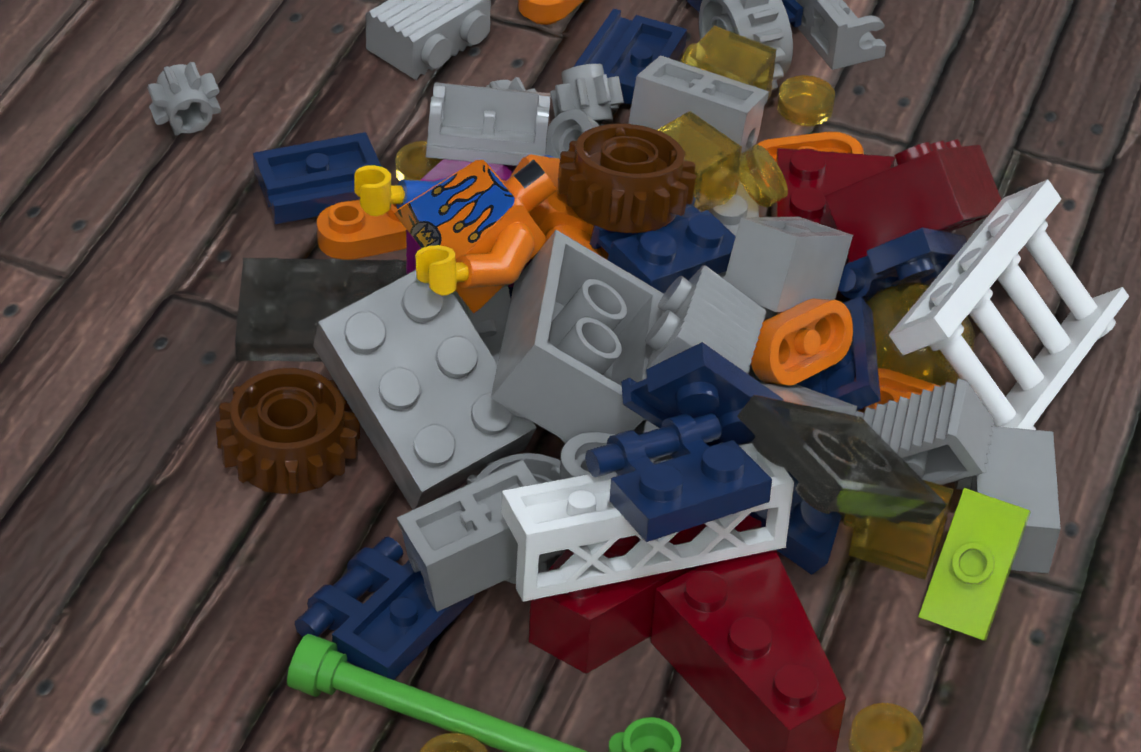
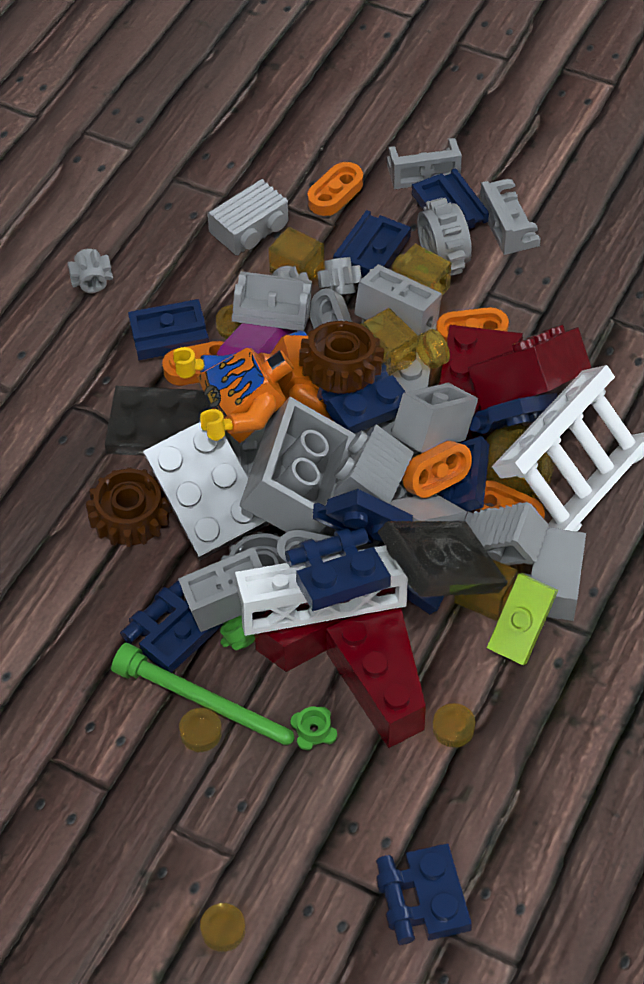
camera: 10 degrees right, 10 degrees up
(499, 611) = (234, 635): none -> bright green plate
(512, 56) = (297, 250): none -> clear yellow brick
(806, 100) = (481, 279): clear yellow tile -> none

